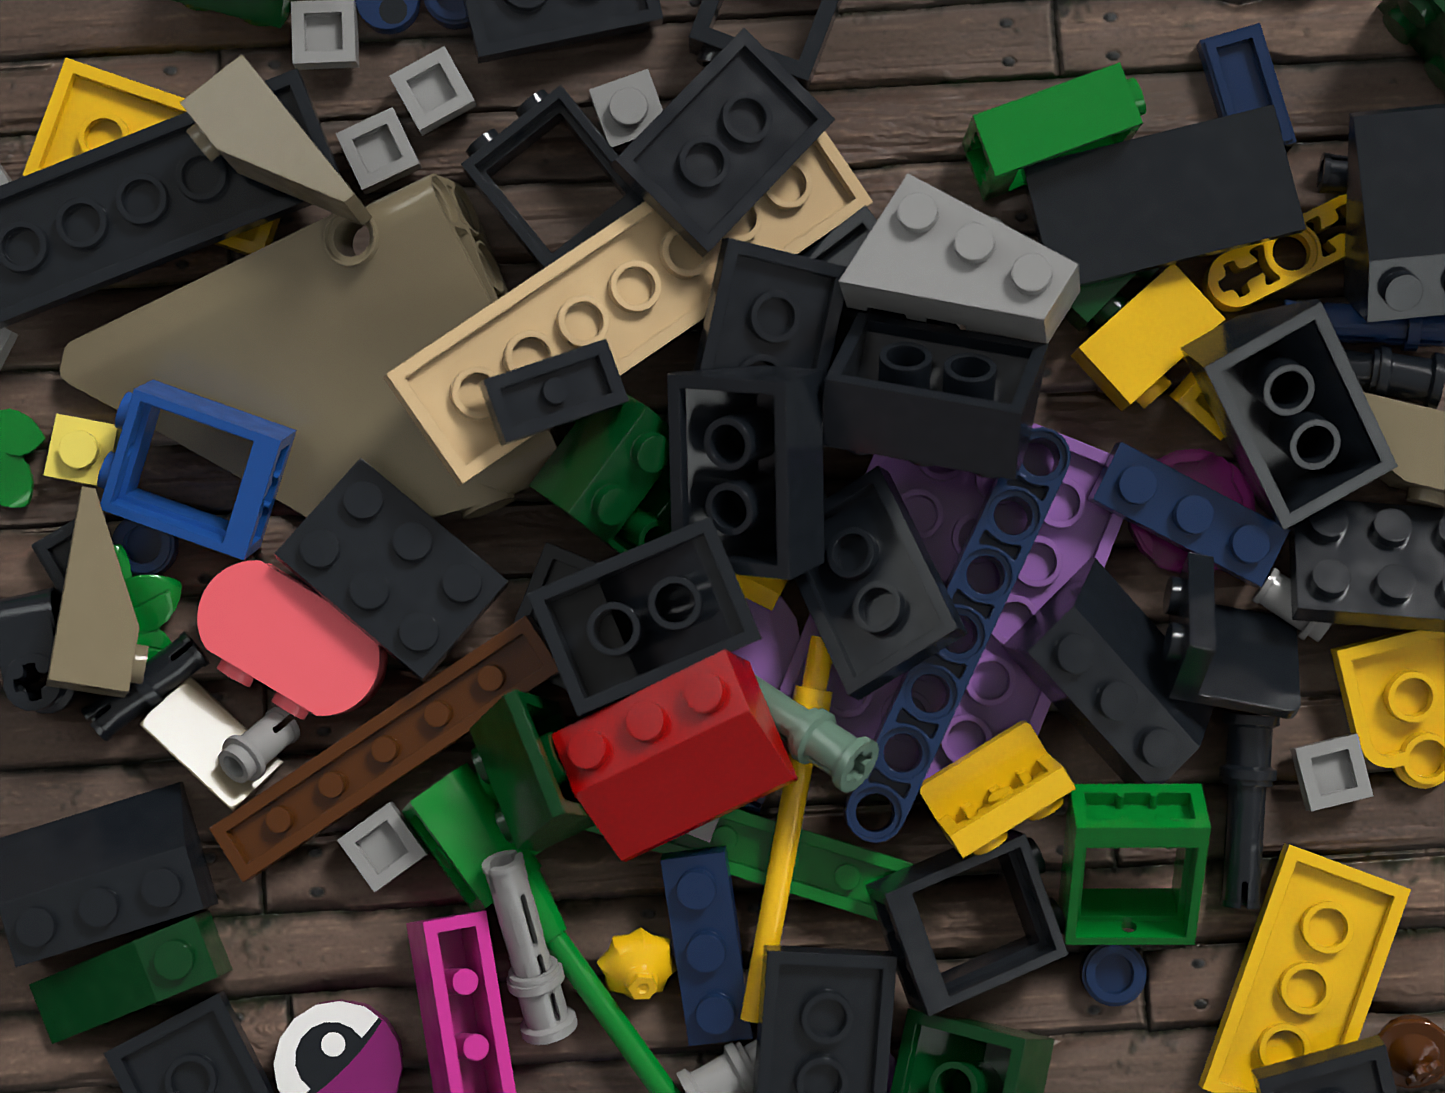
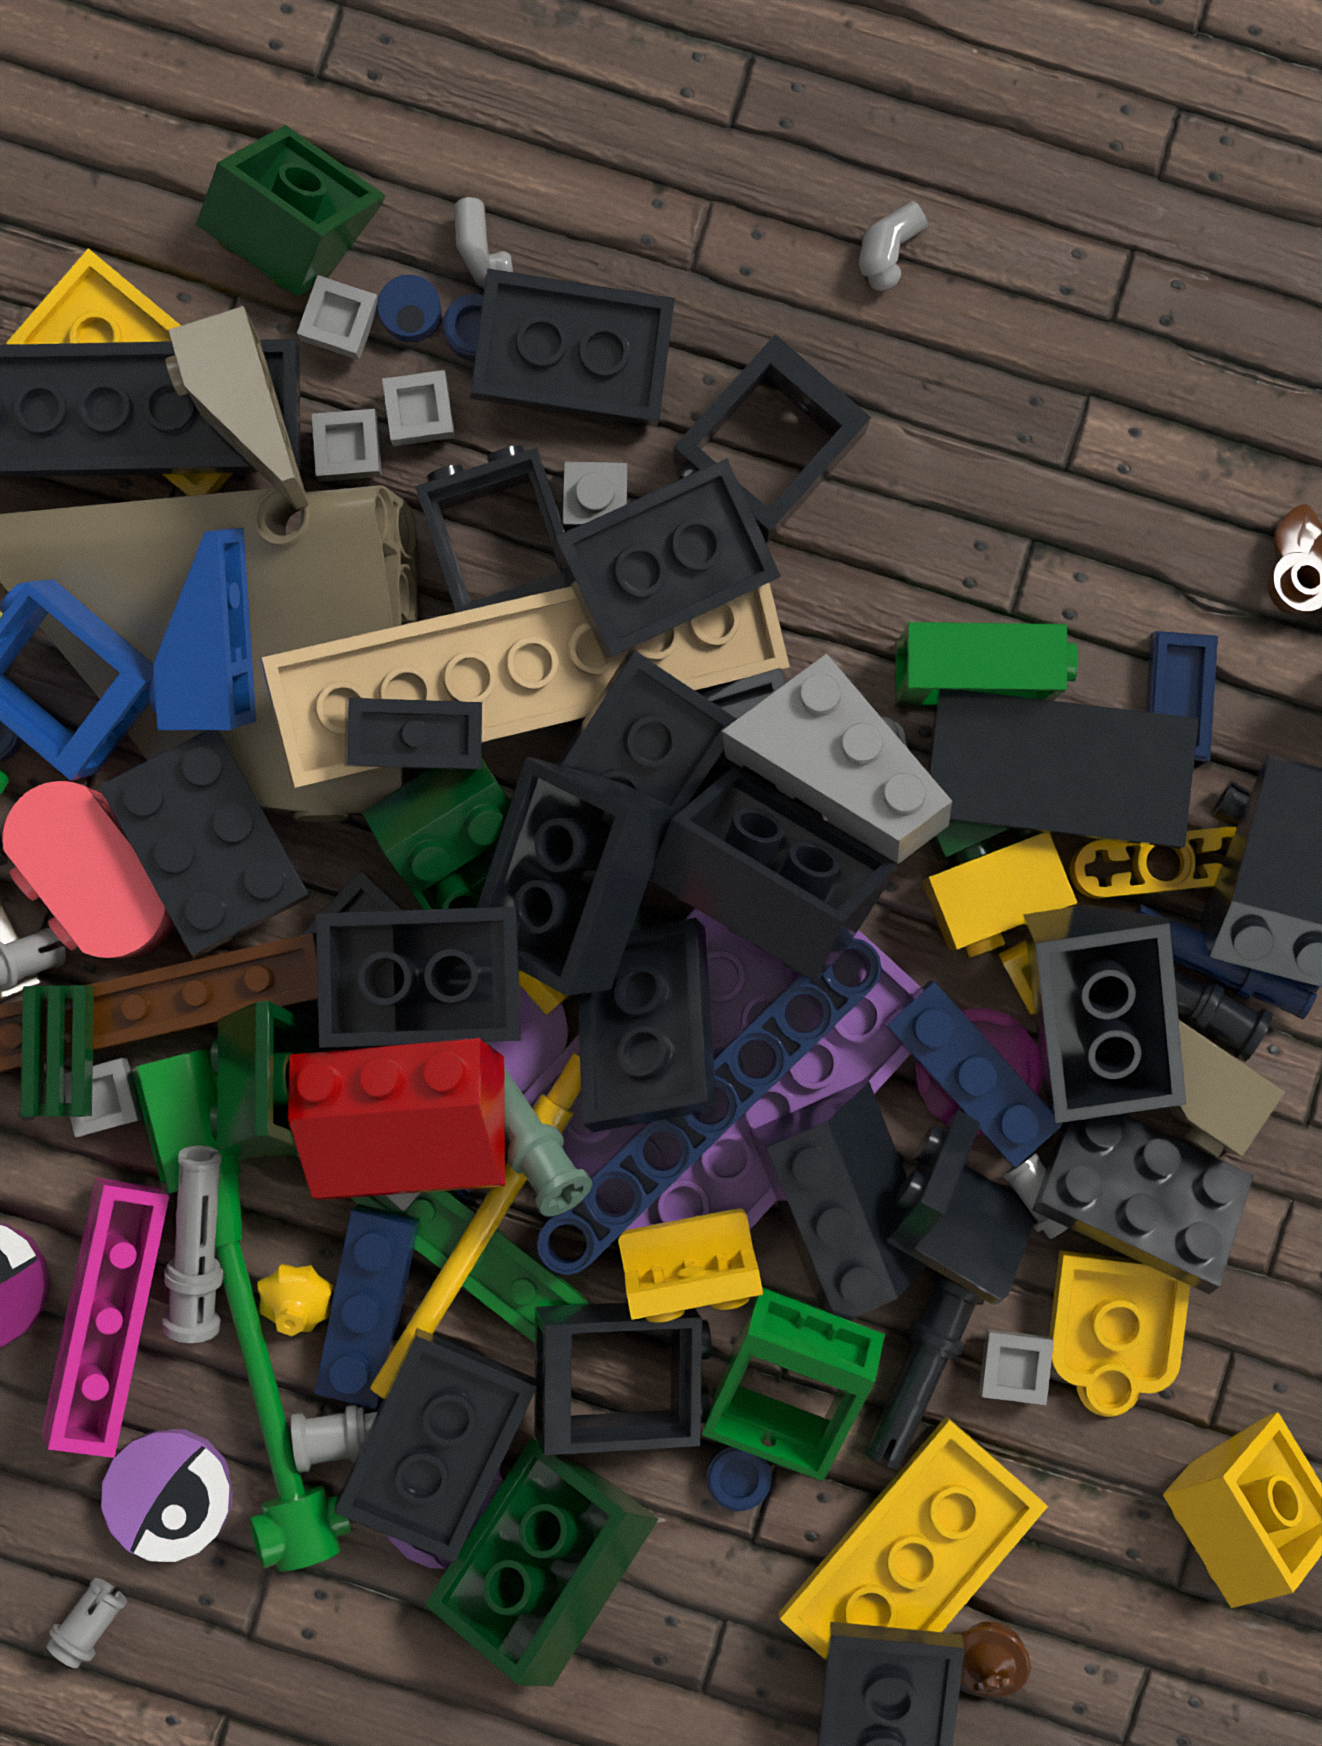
camera: 15 degrees right, 0 degrees up
(307, 827) = (33, 1051): none -> dark green tile
(327, 394) = (206, 653): none -> blue slope

